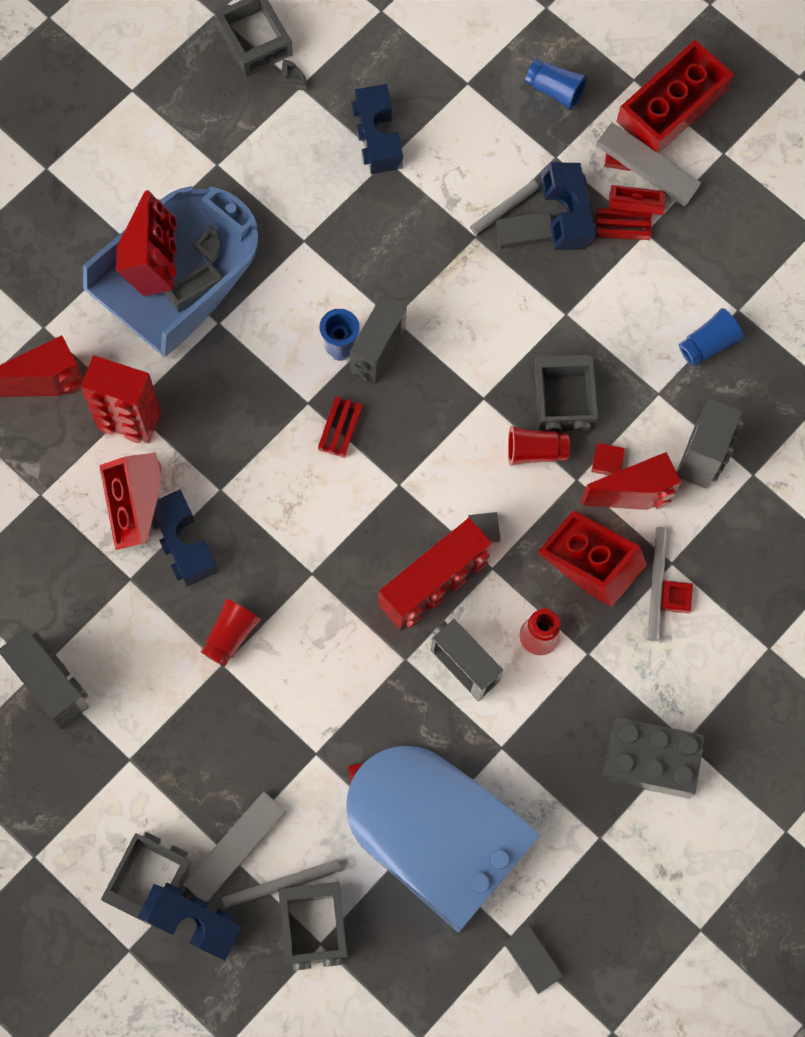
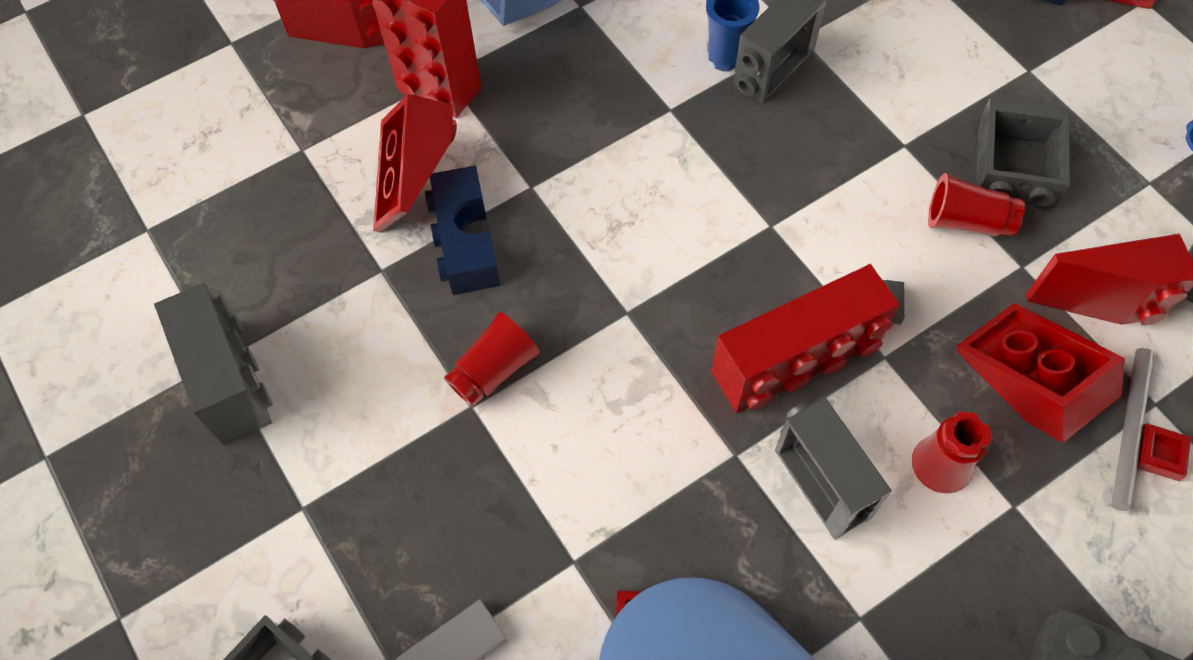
camera: 20 degrees right, 10 degrees down
(346, 406) = (718, 119): red tile -> none
(607, 459) = (1070, 238): red tile -> none

